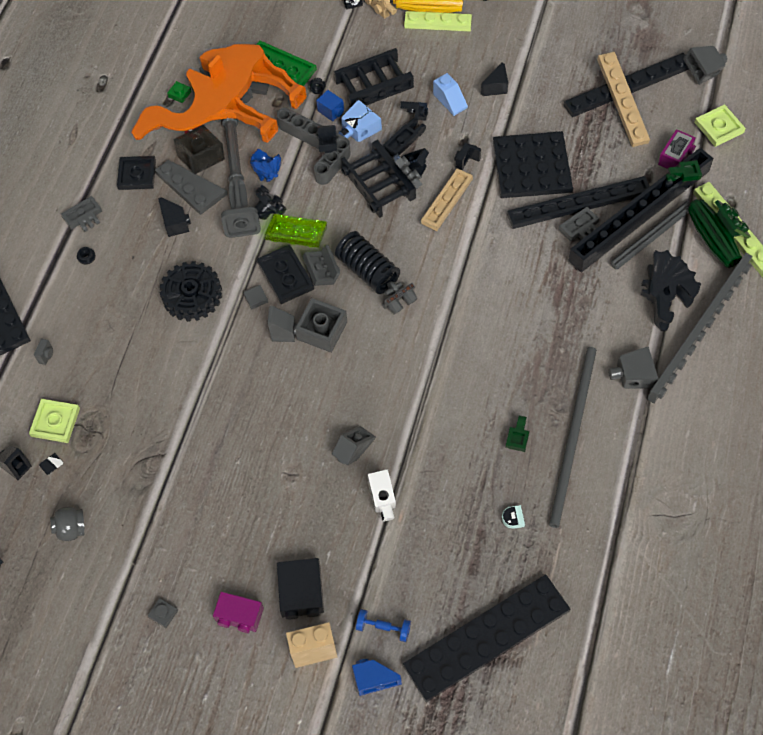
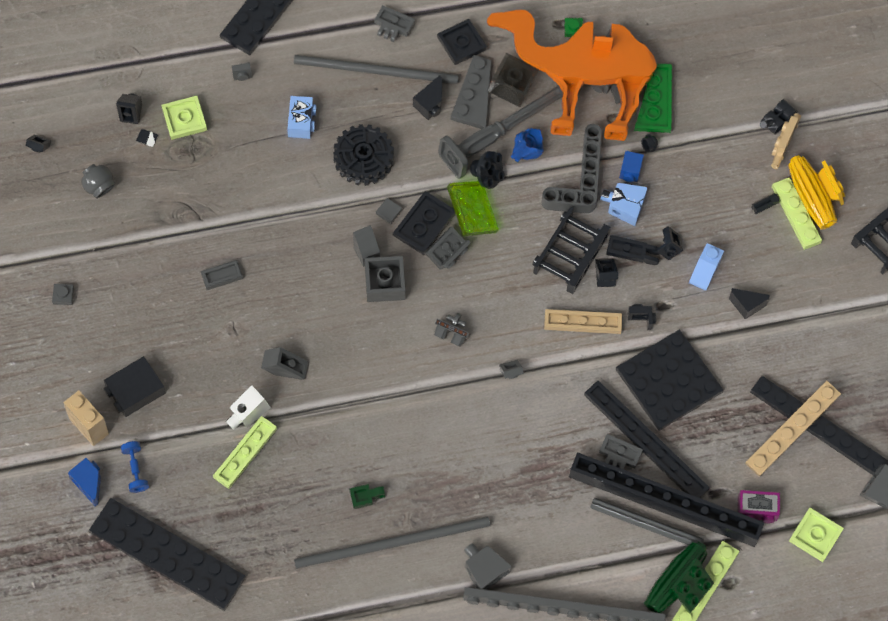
camera: 55 degrees right, 5 degrees up
(83, 252) = (353, 46): black plate -> none
(113, 250) = (374, 69): none -> dark grey piece
(121, 324) = (300, 117): none -> light blue brick
(231, 460) = (221, 275): none -> dark grey tile
(238, 612) = (90, 350): magenta brick -> none
(327, 138) = (579, 183): black bracket -> none
(366, 262) = (466, 282): black piece -> none
(379, 91) = (683, 206): black fence -> none
(413, 175) = (587, 268): dark grey hinge -> none
(417, 35) = (765, 203): none -> black piece
(422, 519) = (245, 452): none -> yellowish green plate
(461, 269) = (511, 369): none -> dark grey plate
(513, 517) = (285, 527): tile -> none
(668, 278) = (595, 553): black animal -> none
(686, 170) = (721, 520): dark green plate -> none

